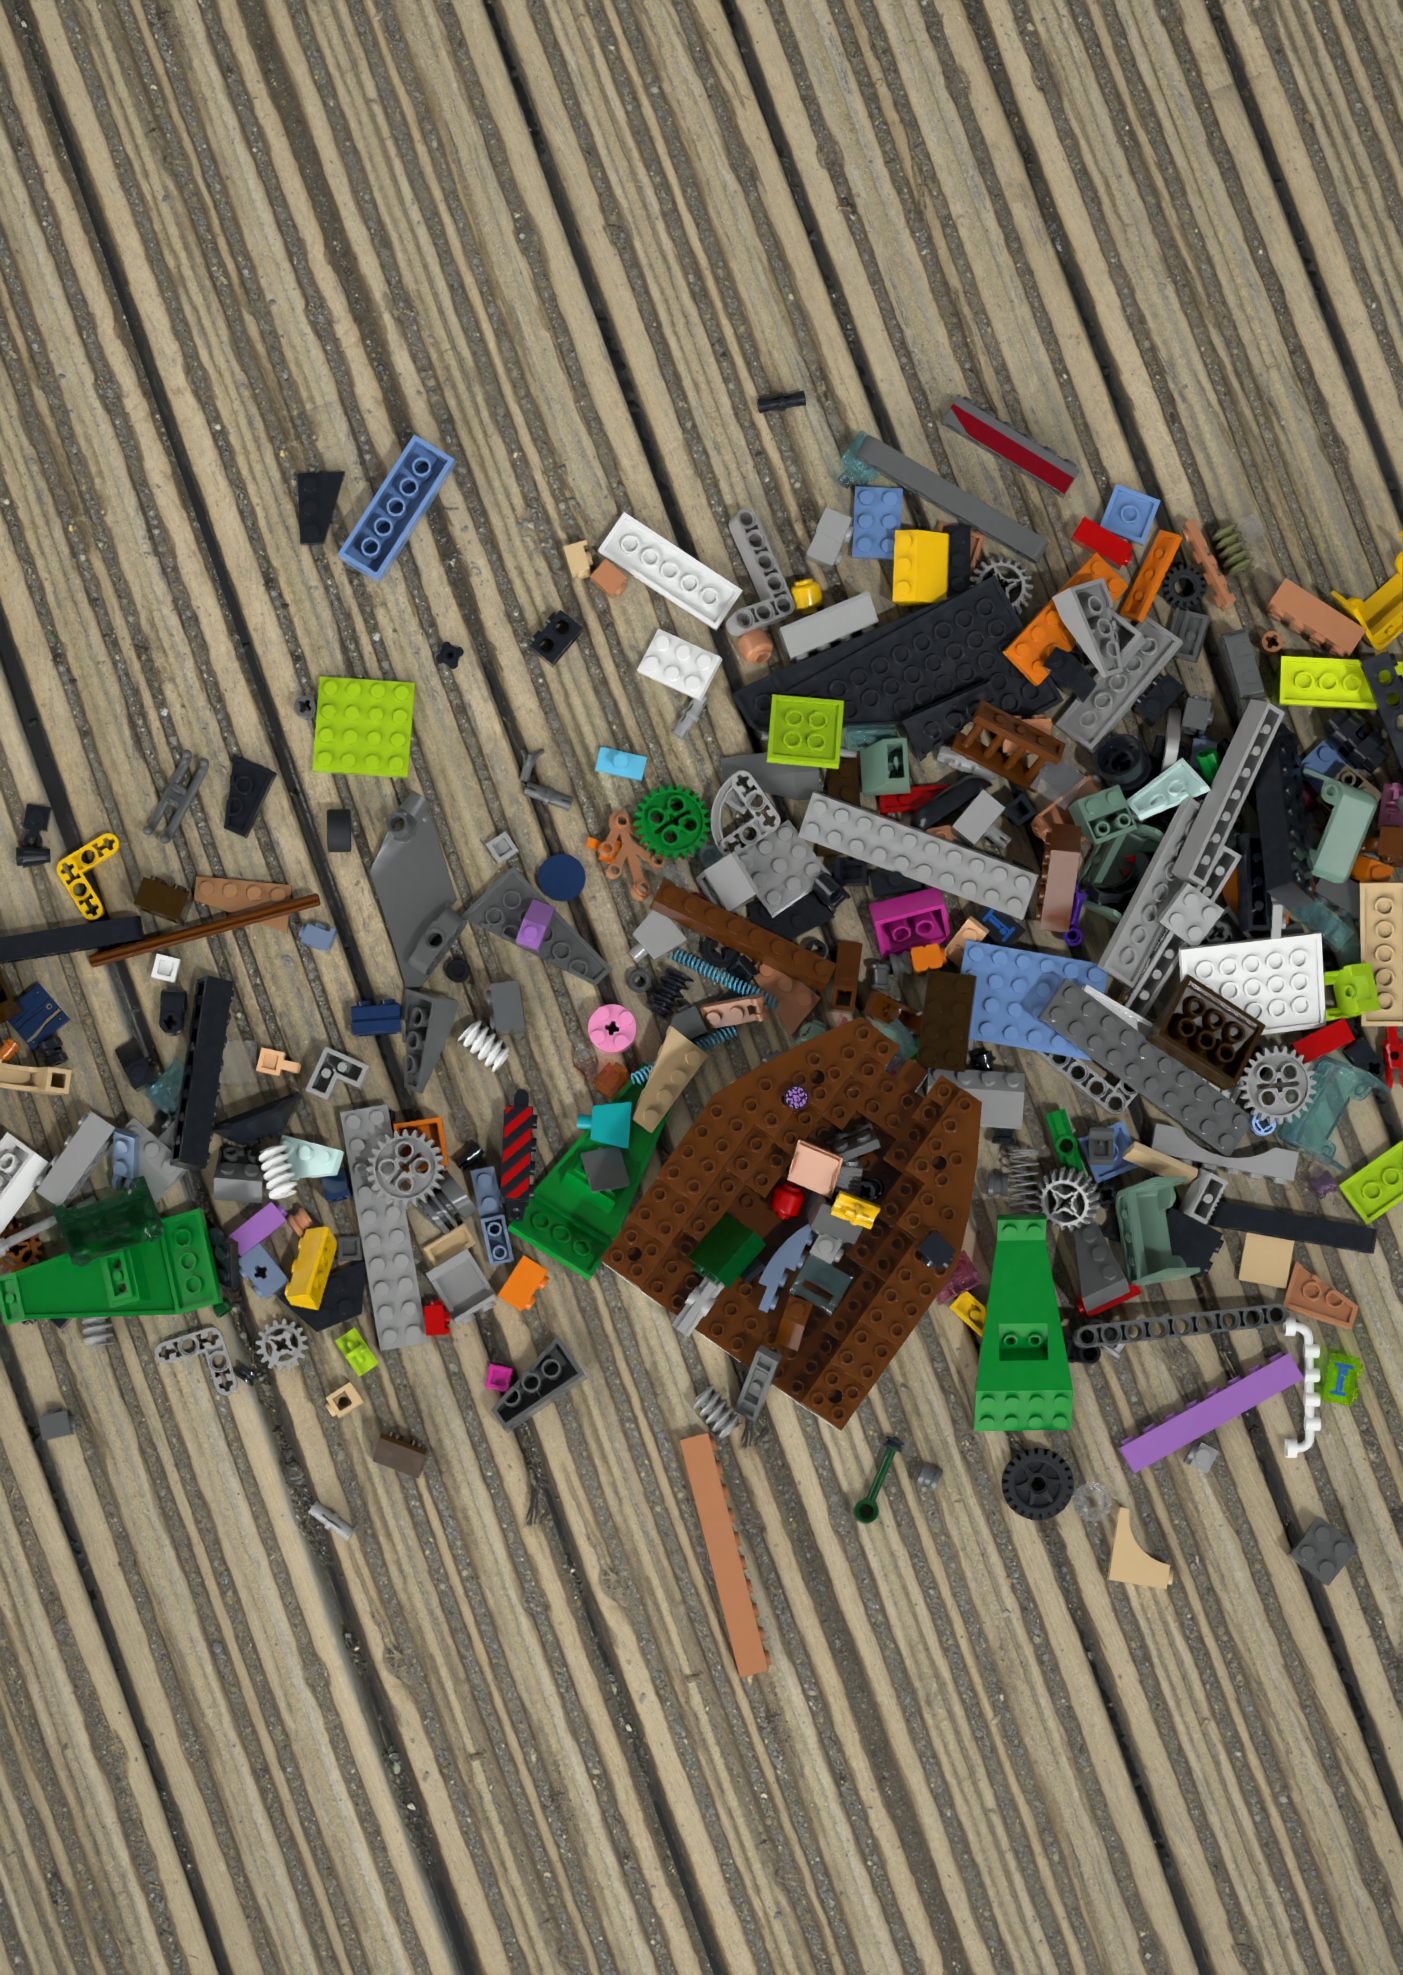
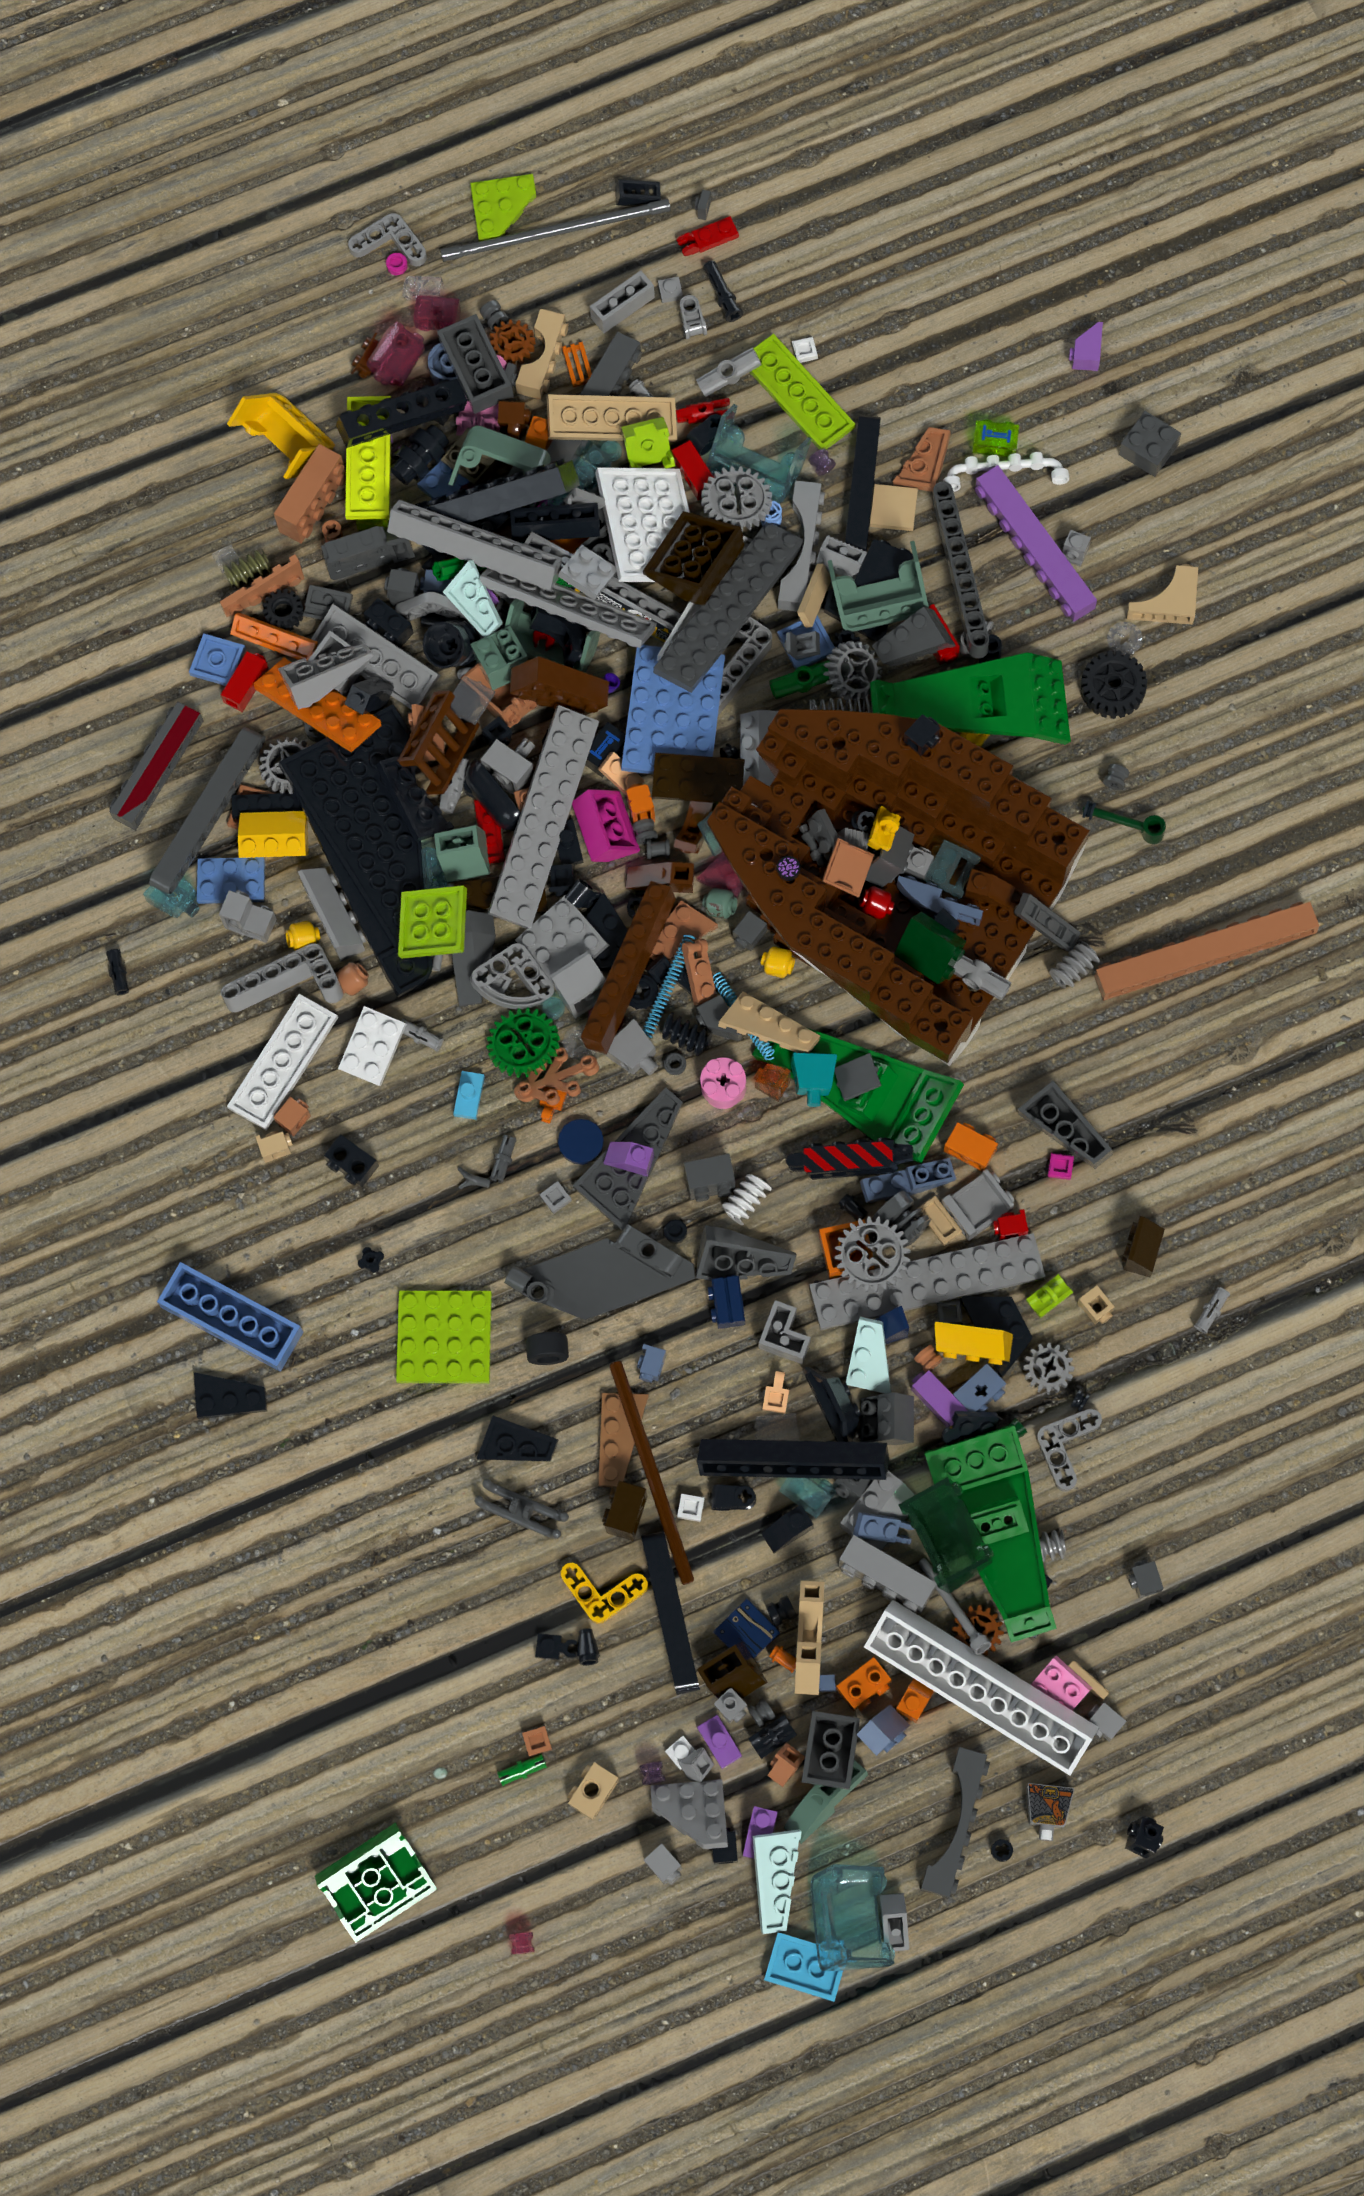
camera: 90 degrees left, 10 degrees down
(277, 1172) = (882, 1379): white piece -> none
(306, 714) = (429, 1398): dark grey bush -> none

